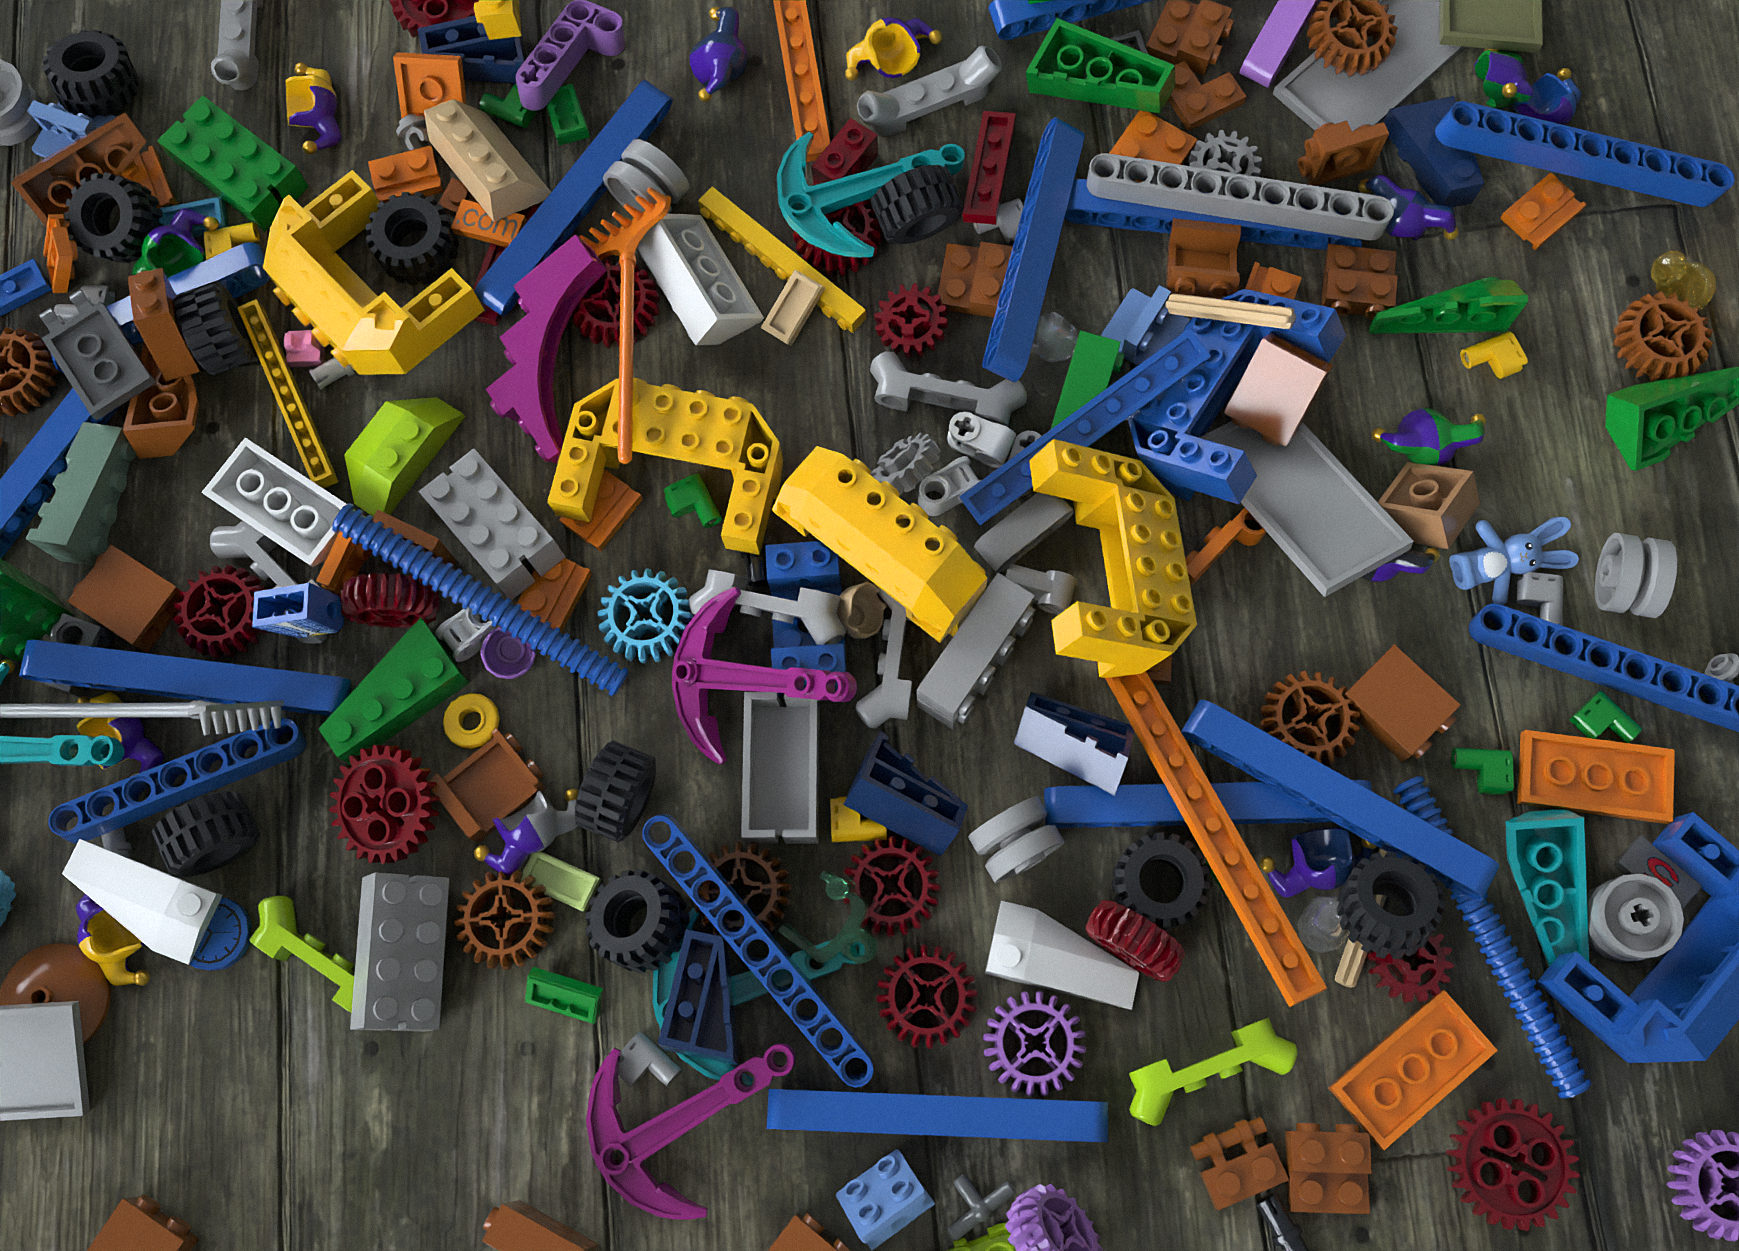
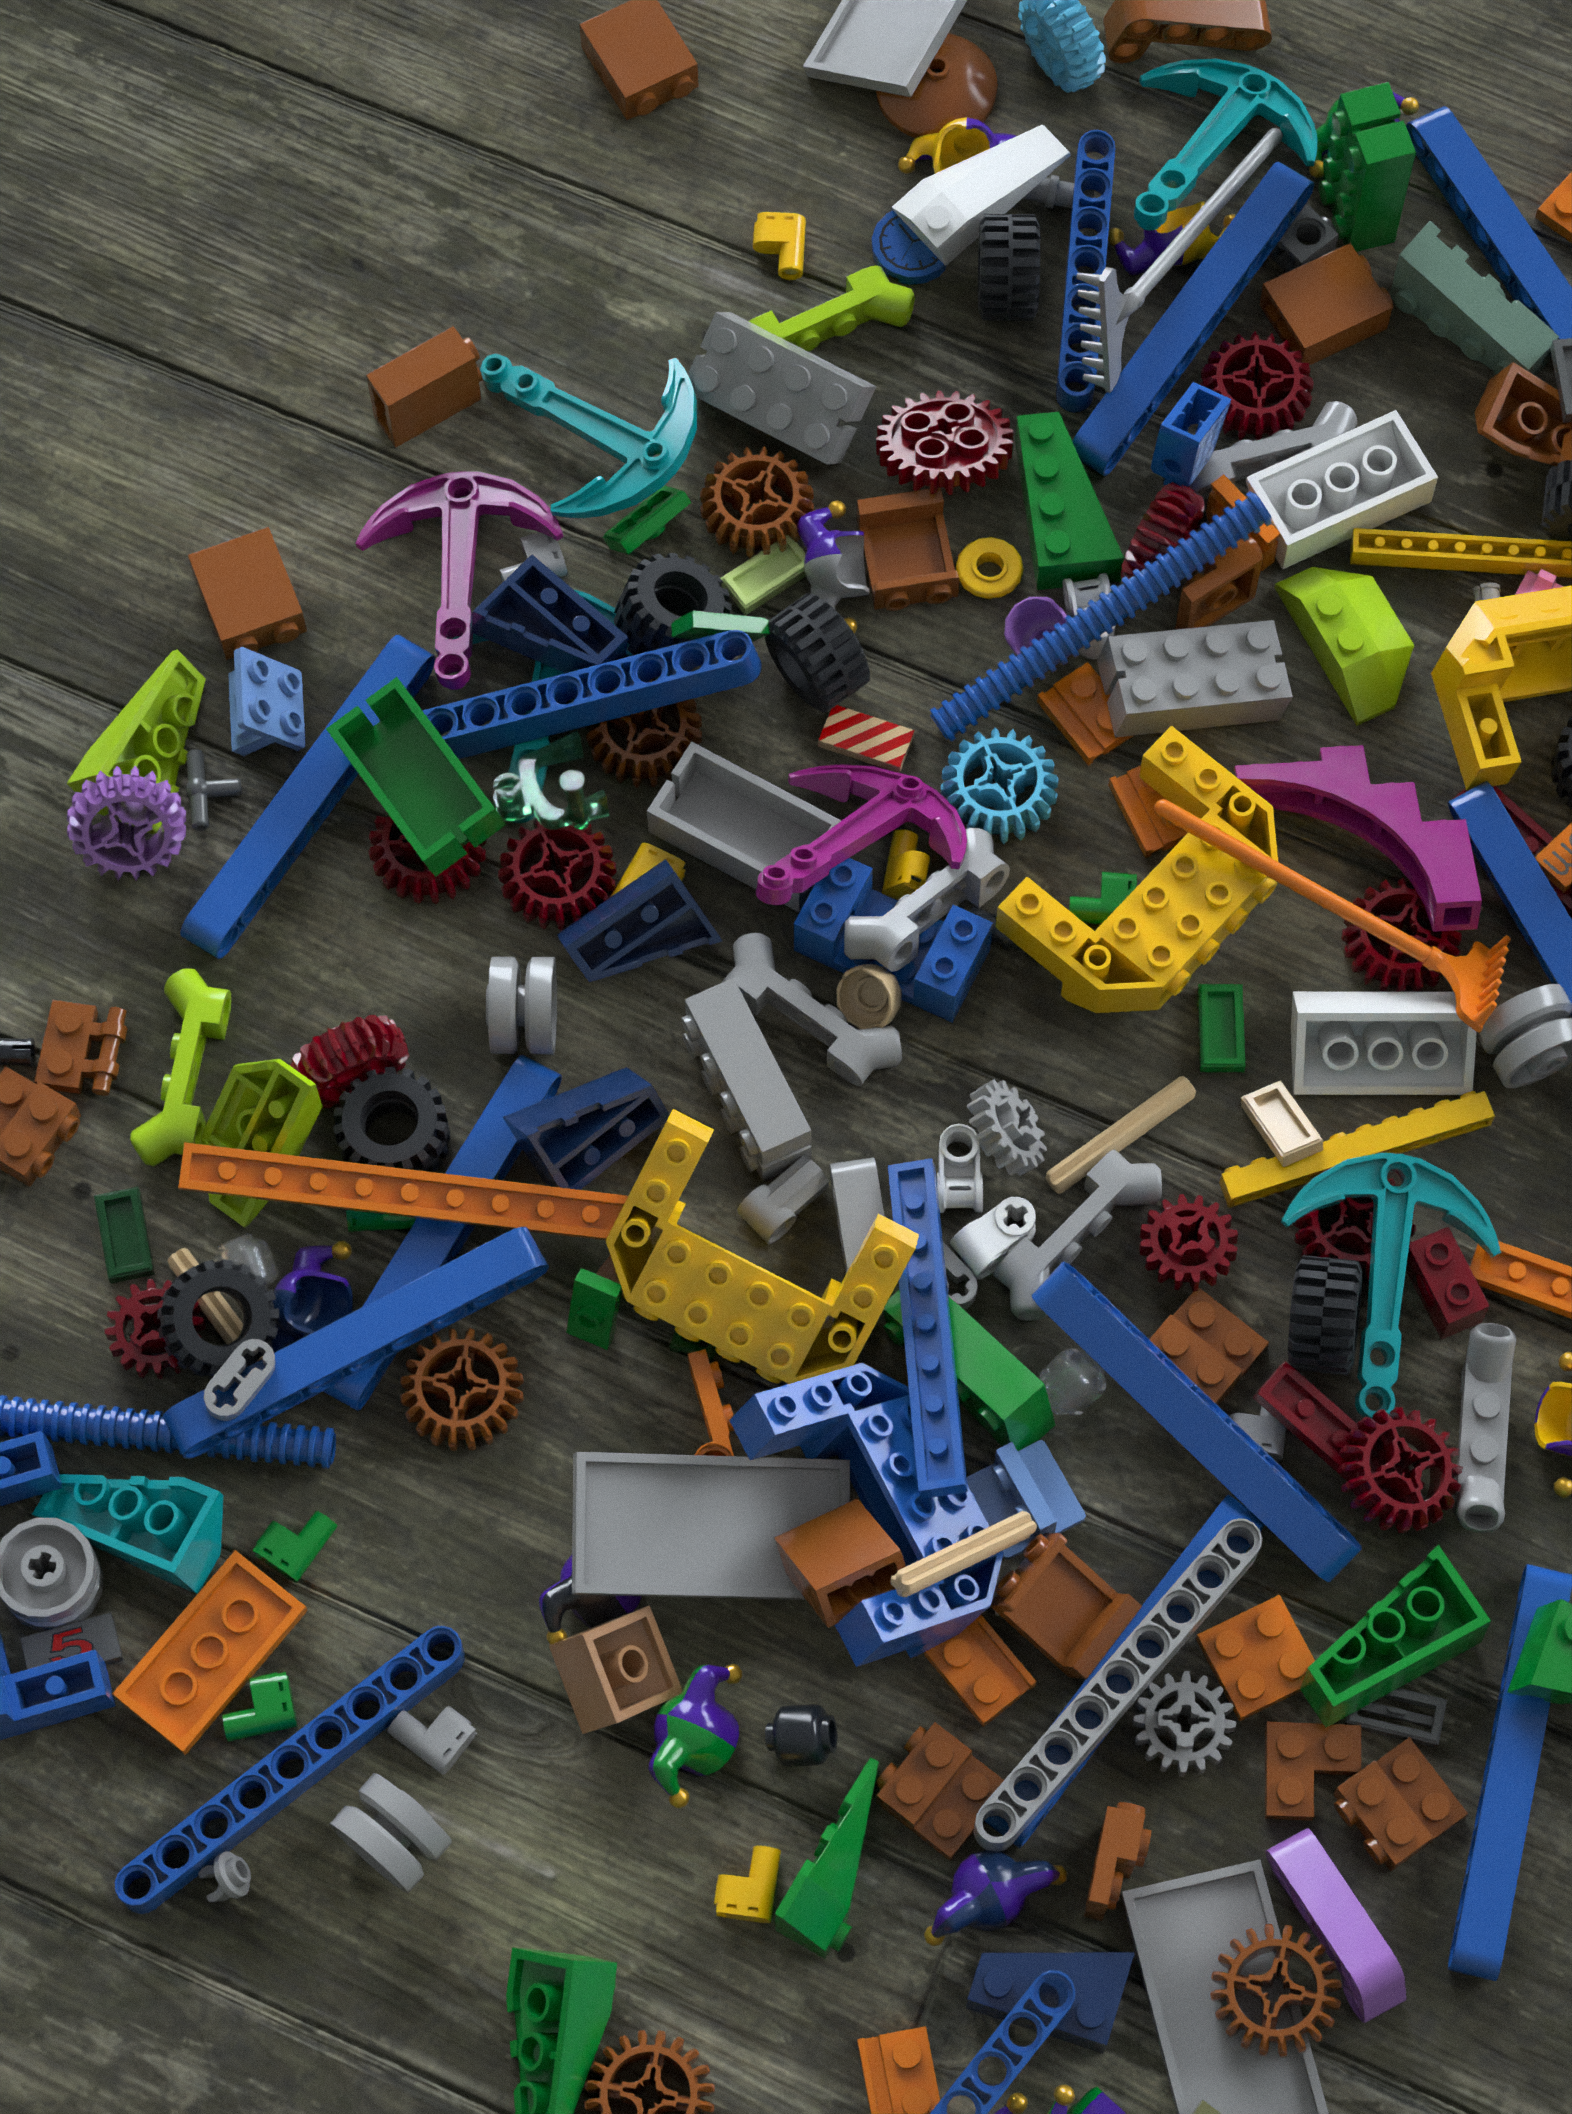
camera: 115 degrees right, 5 degrees down
(252, 1038) = (784, 236): none -> yellow piece
(510, 1039) = (626, 442): none -> teal piece
(642, 862) = (703, 624): none -> plate
(657, 729) = (866, 738): none -> tile
(746, 381) = (1221, 1027): none -> green tile
(751, 643) = (905, 866): none -> yellow piece
(858, 404) = (1121, 1133): none -> tan axle
(883, 539) = (826, 1061): yellow wedge -> none
(894, 1020) = (416, 777): none -> green piece
(992, 125) = (1391, 1434): none -> dark red gear
(1048, 955) = (399, 975): white wedge -> none
(1056, 1018) = (307, 885): medium lavender gear -> none
(1203, 657) = (594, 1308): none -> green plate
(1227, 975) = (262, 1110): none -> lime wedge
(1353, 1034) = (124, 1235): none -> dark green tile
(1386, 374) = (802, 1735): none -> black head
(1401, 704) = (417, 1494): dark orange brick -> none
(1412, 1069) = (53, 1265): orange plate -> none
(1431, 859) = (248, 1386): none -> light grey beam
(1517, 555) = (497, 1735): medium blue animal -> none

